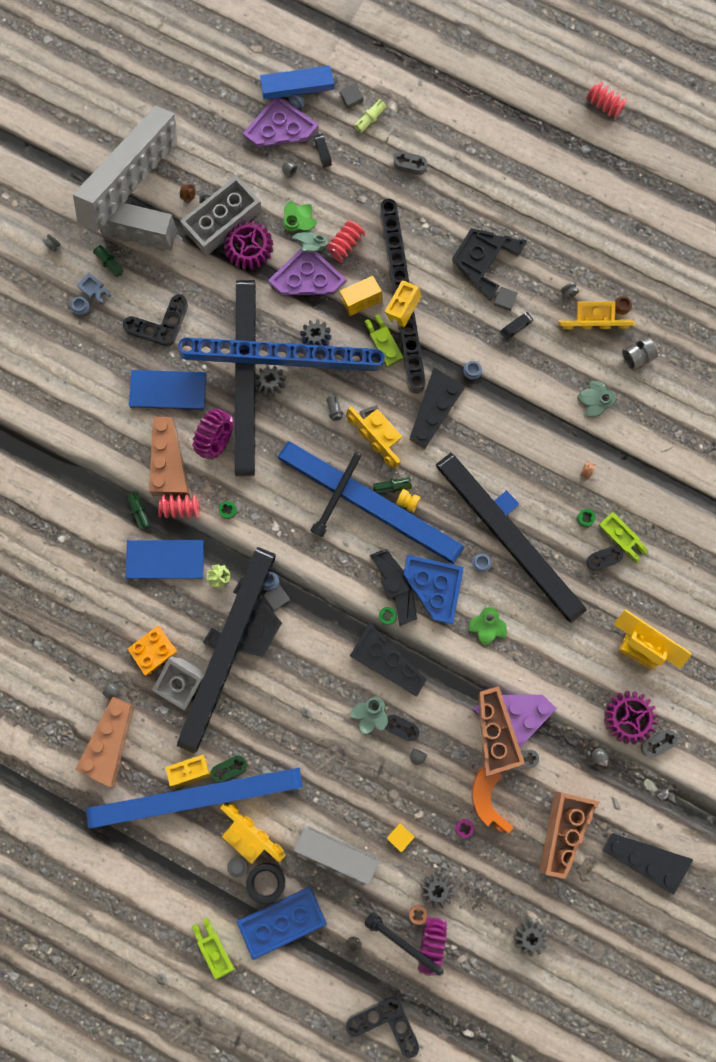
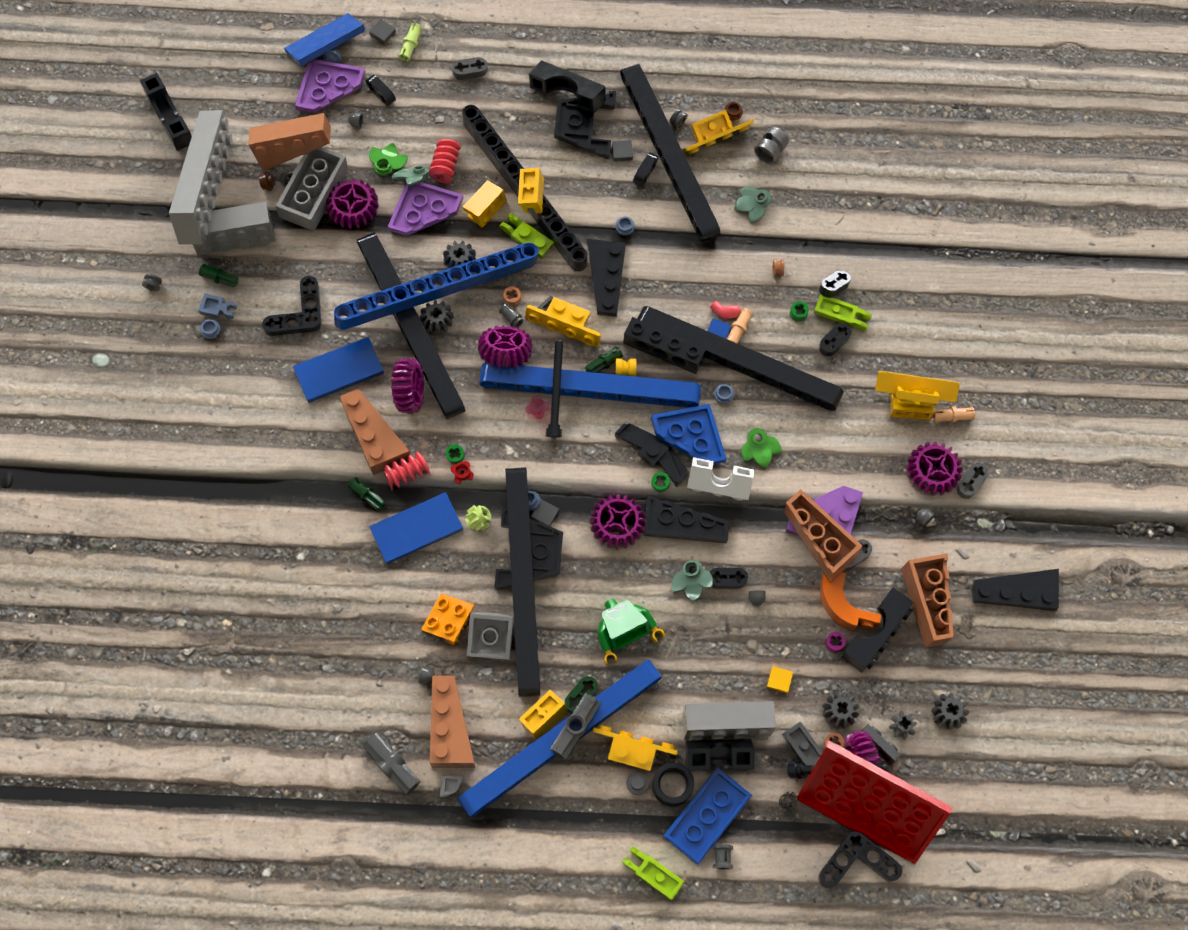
camera: 30 degrees left, 10 degrees down
(48, 751) = (391, 763): none -> dark grey piece
(87, 791) = (450, 785): none -> light grey tile
(133, 88) = (166, 111): none -> black arch
(194, 805) = (582, 714): none -> dark grey piece
(217, 164) = (288, 139): none -> nougat wedge
(228, 533) = (462, 466): none -> red plate
(275, 965) = (722, 857): none -> dark grey bush
(291, 728) = (623, 625): none -> torso
(309, 431) = (505, 346): none -> magenta gear
(316, 505) = (536, 401): none -> clear pink plate
(328, 883) = (704, 753): none -> black arch
(341, 633) = (629, 511): none -> magenta gear
(343, 396) = (508, 292): none -> nougat bush
(391, 905) = (802, 744): none -> dark grey plate
(420, 990) = (873, 802): none -> red plate
(447, 650) = (736, 485): none -> white arch
(451, 496) = (664, 345): none -> black brick
(459, 944) = (886, 750): none -> dark grey plate
(473, 203) = (551, 78): none -> black arch
(486, 935) = (906, 720): none -> dark grey gear
(520, 489) = (727, 312): none -> coral arm
(525, 508) = (739, 327): none -> light nougat pin
(528, 826) = (862, 649): none -> black arch
(546, 319) = (670, 153): none -> black beam
(629, 504) = (834, 283): none -> beam
(674, 676) = (953, 414): none -> light nougat pin

